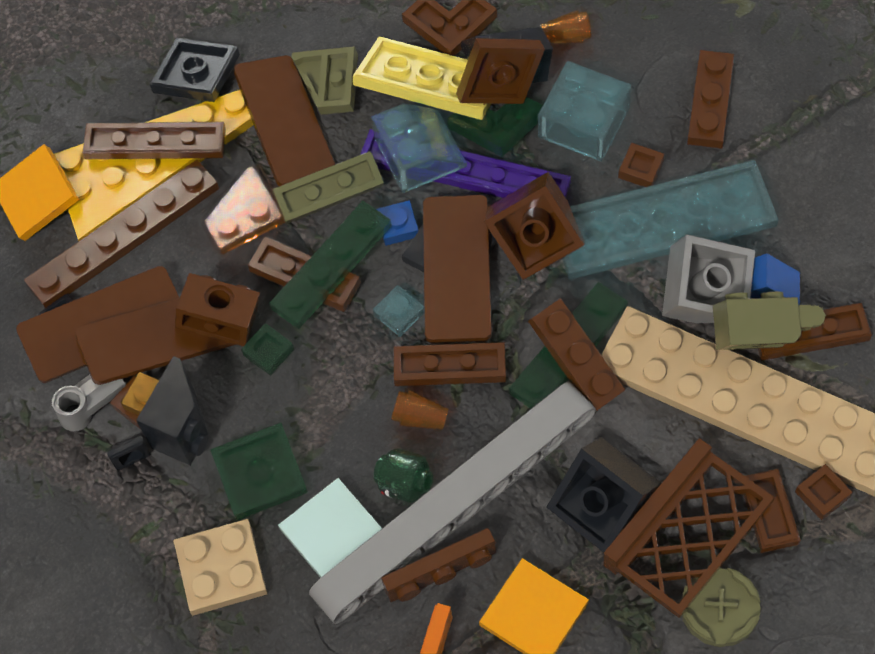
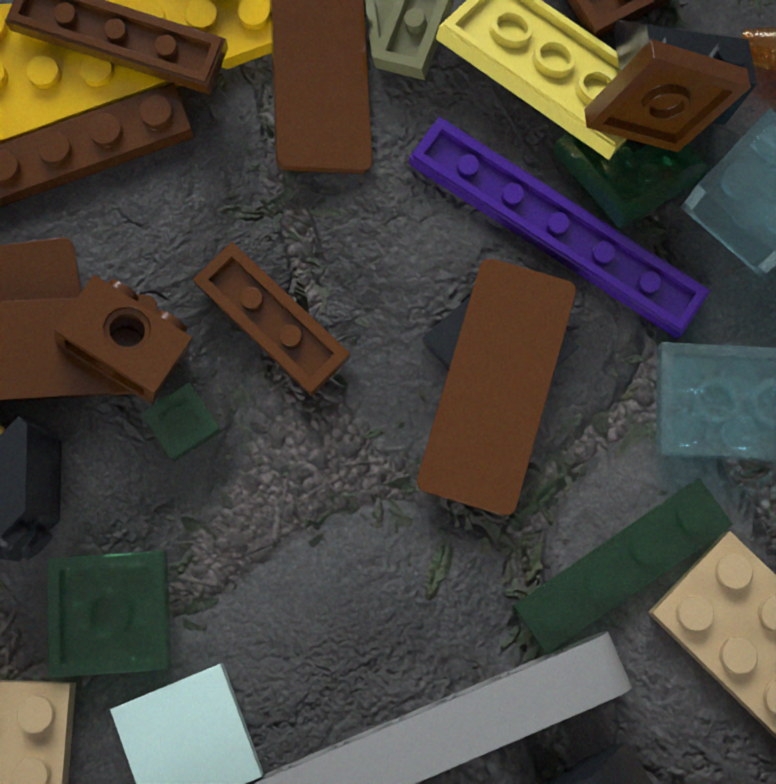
camera: 10 degrees right, 15 degrees up
(243, 213) = (214, 189): clear orange wing -> none
(328, 187) = (349, 191): olive plate -> none
(330, 264) = (312, 322): clear green plate -> none
(398, 311) = (391, 421): clear light blue plate -> none
(402, 223) = (433, 279): blue plate -> none
(403, 475) = (314, 697): clear green head -> none
(416, 145) = (499, 169): clear light blue slope -> none
(418, 411) = (369, 598): clear orange cone -> none
(449, 364) = (439, 536): reddish brown plate -> none
(534, 226) = (634, 361): reddish brown slope -> none
(576, 354) = (631, 593): reddish brown plate -> none

